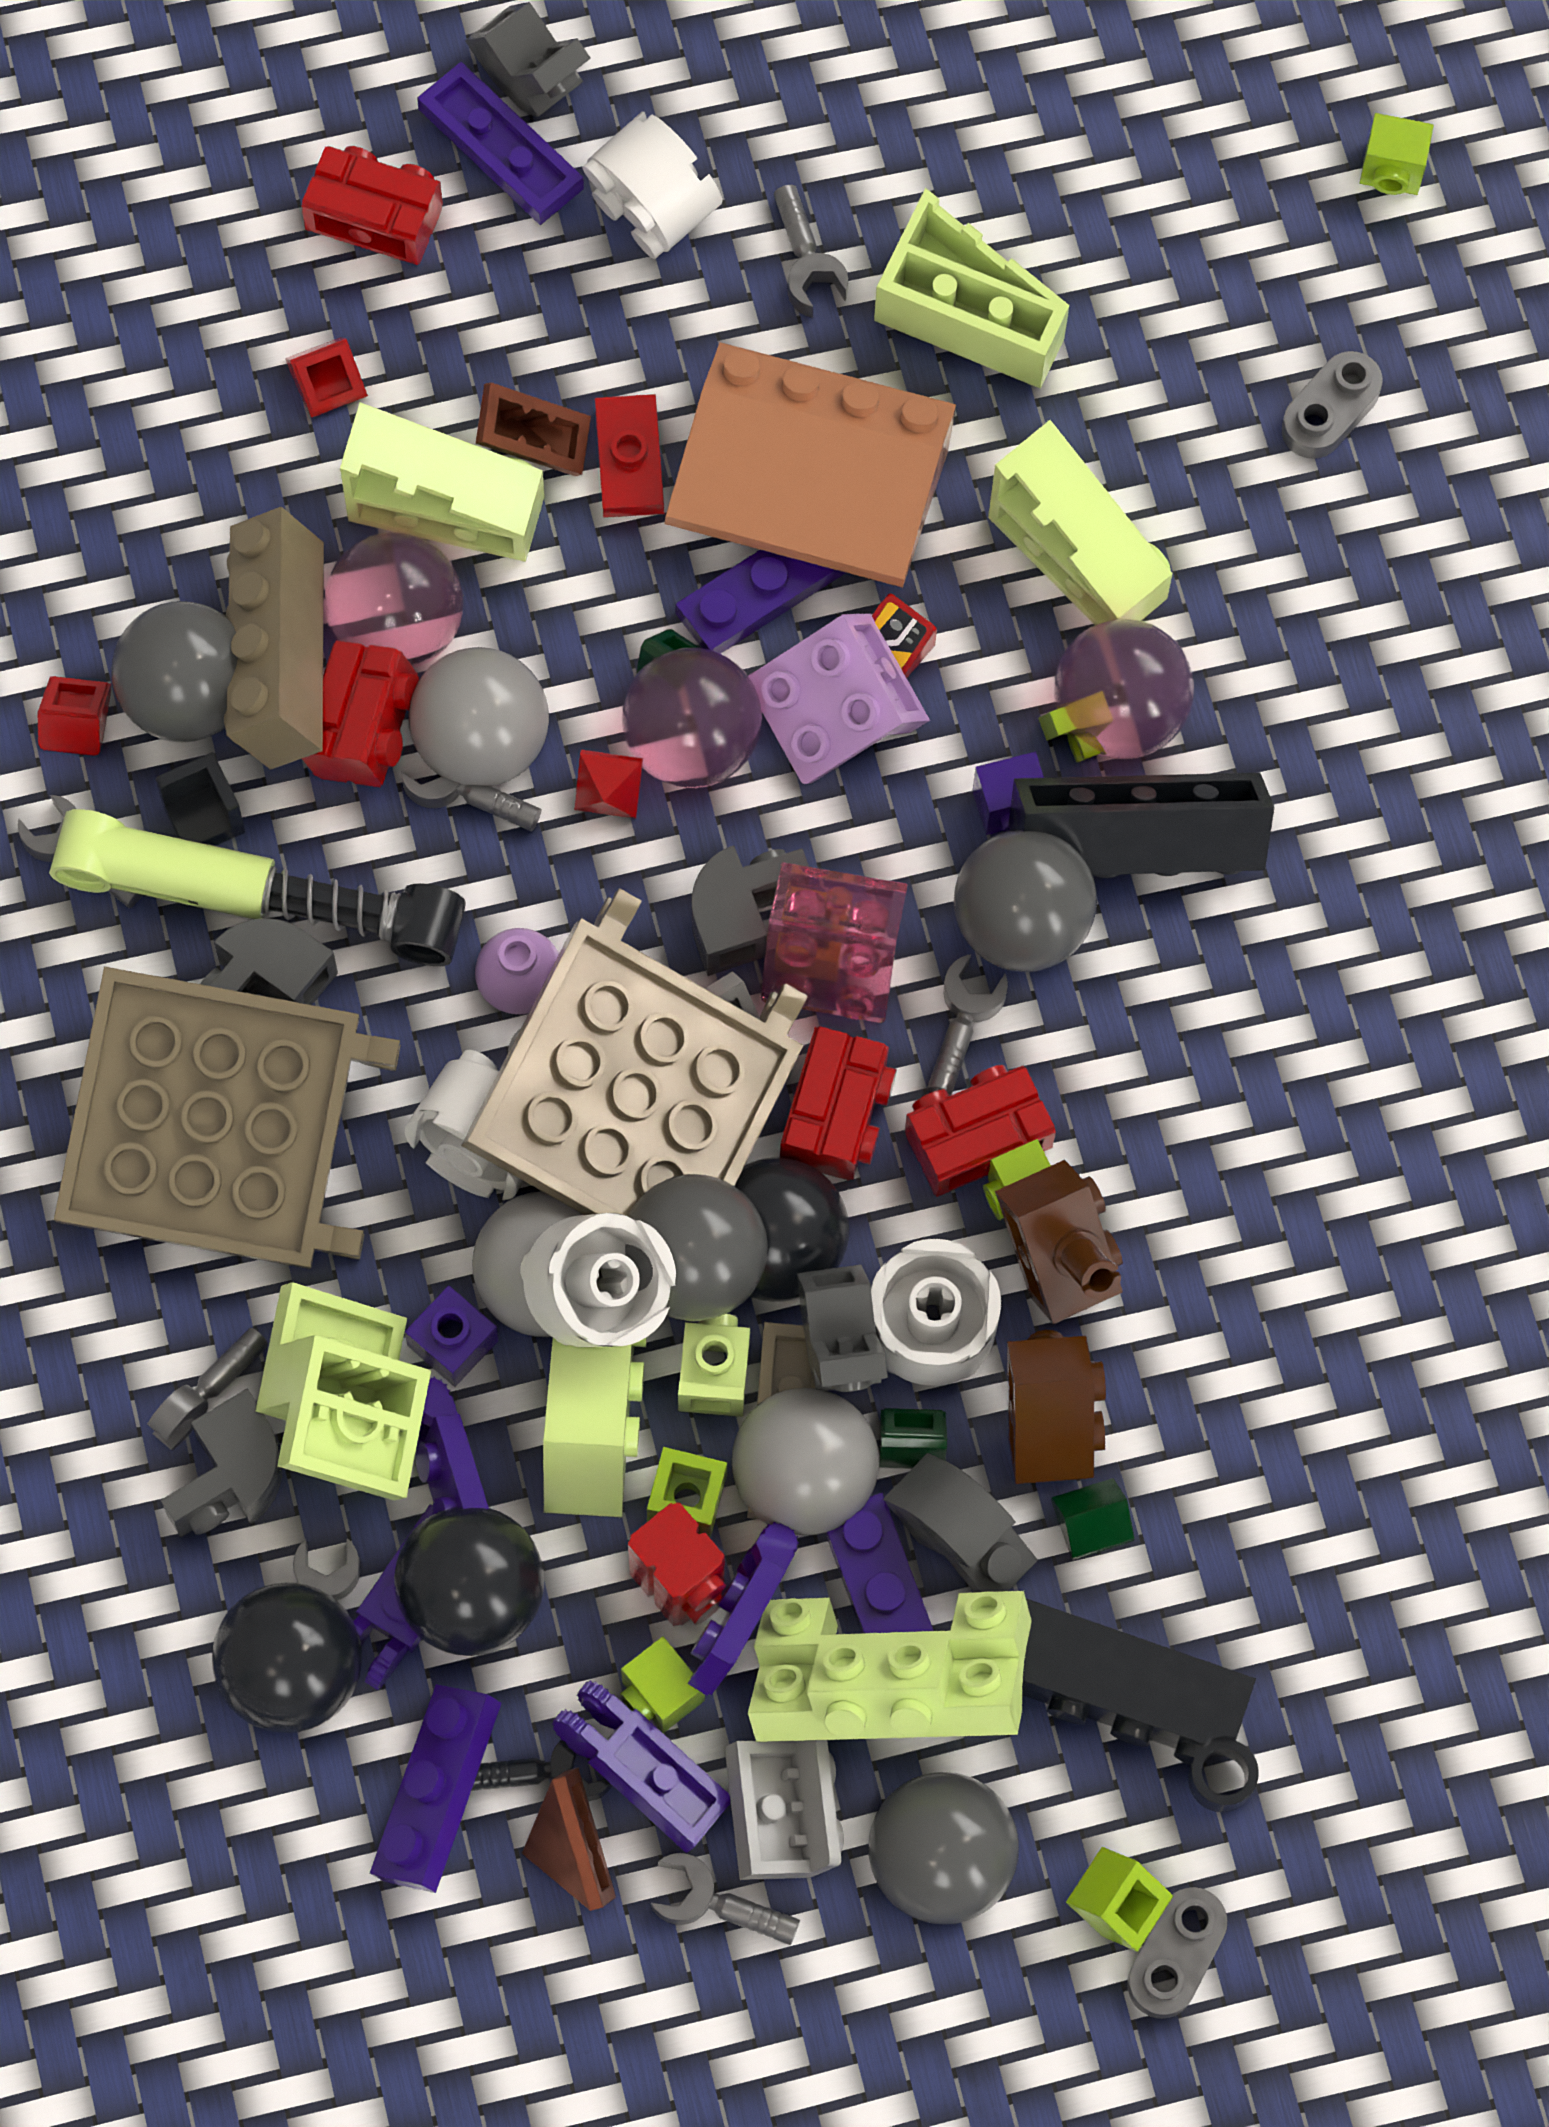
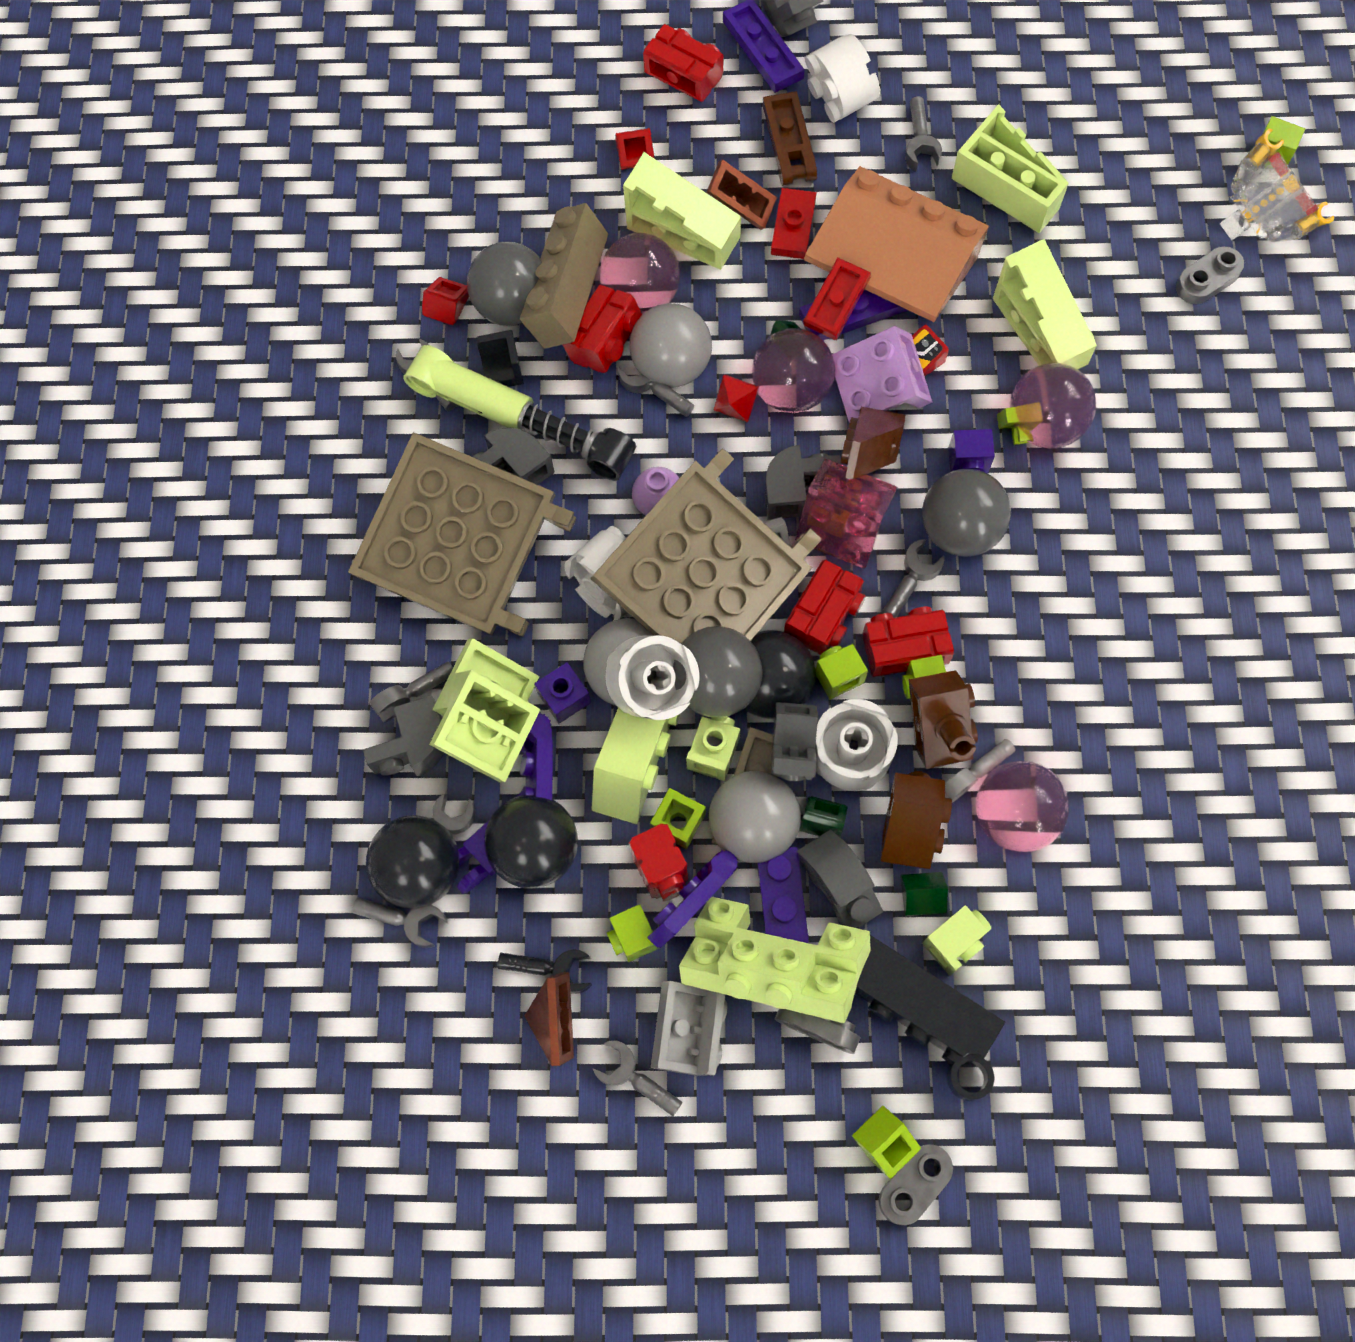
camera: 20 degrees right, 0 degrees up
(282, 1751) = (397, 917): none -> flat silver piece
(435, 1788) = (480, 963): dark purple plate -> none
(586, 303) = (789, 137): none -> reddish brown plate
(644, 1766) = (610, 983): hinge -> none
(736, 583) = (837, 298): none -> red plate
(849, 814) = (872, 441): none -> reddish brown slope
(884, 1198) = (840, 670): none -> lime plate
(943, 1848) = (783, 1079): dark grey piece -> none
(1006, 1760) = (829, 1032): none -> flat silver plate
(1118, 1325) = (966, 778): none -> light grey piece
(1152, 821) = (1055, 483): black hinge -> none
(1159, 1573) = (957, 938): none -> yellowish green brick
(1213, 1348) = (1022, 806): none -> clear pink piece
(1401, 258) = (1271, 197): none -> clear torso

